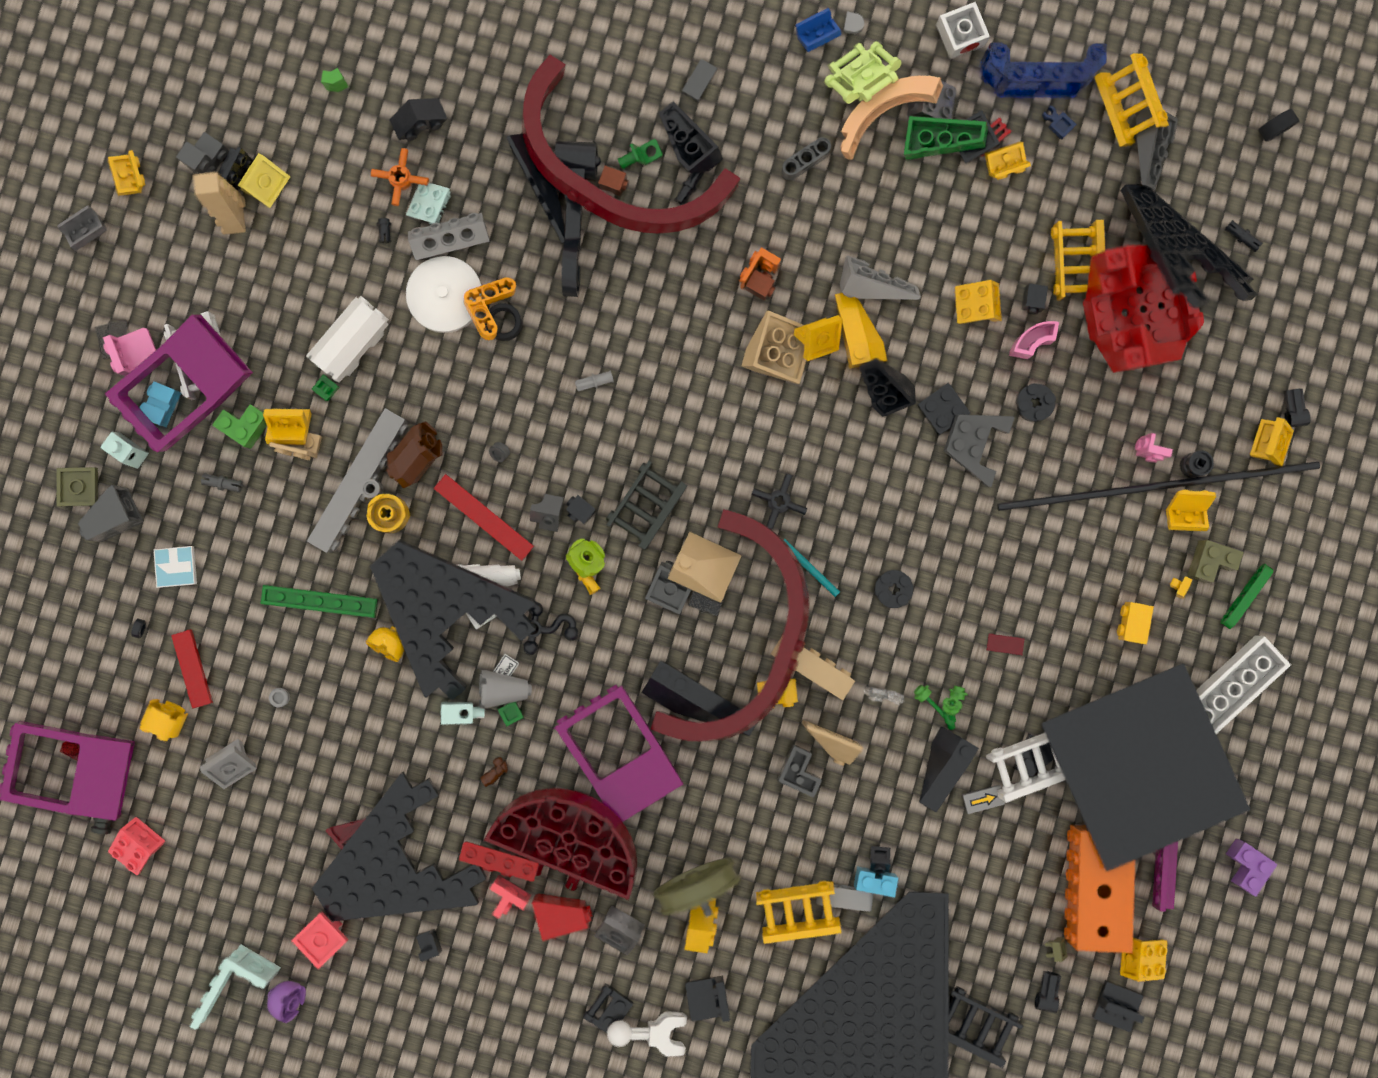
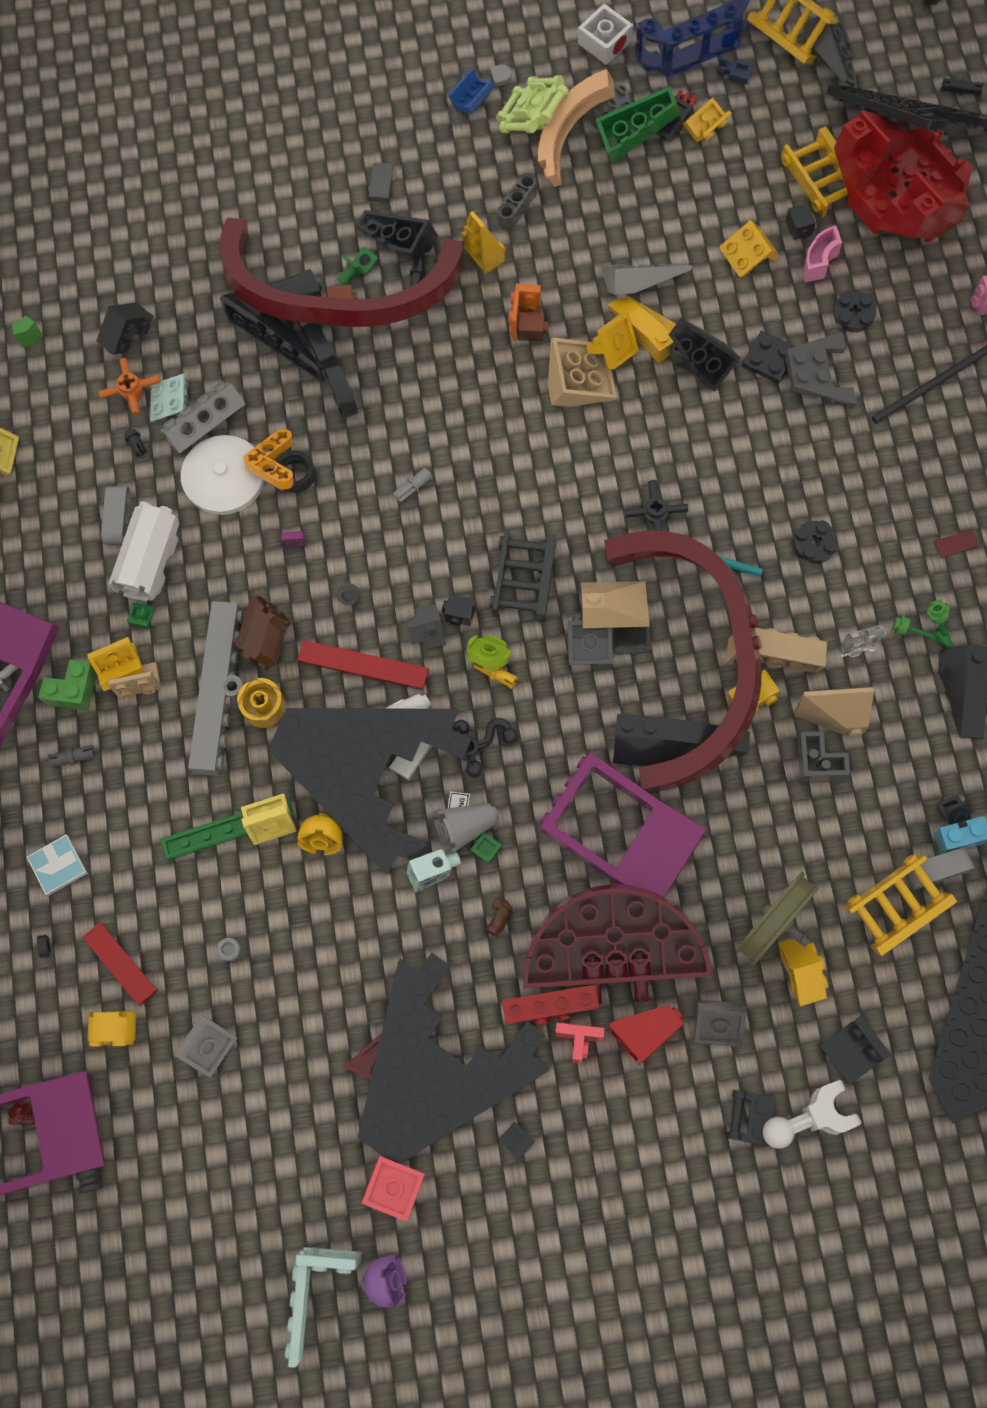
camera: 15 degrees left, 15 degrees down
(135, 845) = (136, 1189): coral bracket -> none
(341, 289) = (115, 514): none -> light grey beam
(351, 610) = (268, 819): none -> light yellow bracket
(474, 382) = (293, 539): none -> magenta tile
(755, 193) = (482, 245): none -> yellow wedge

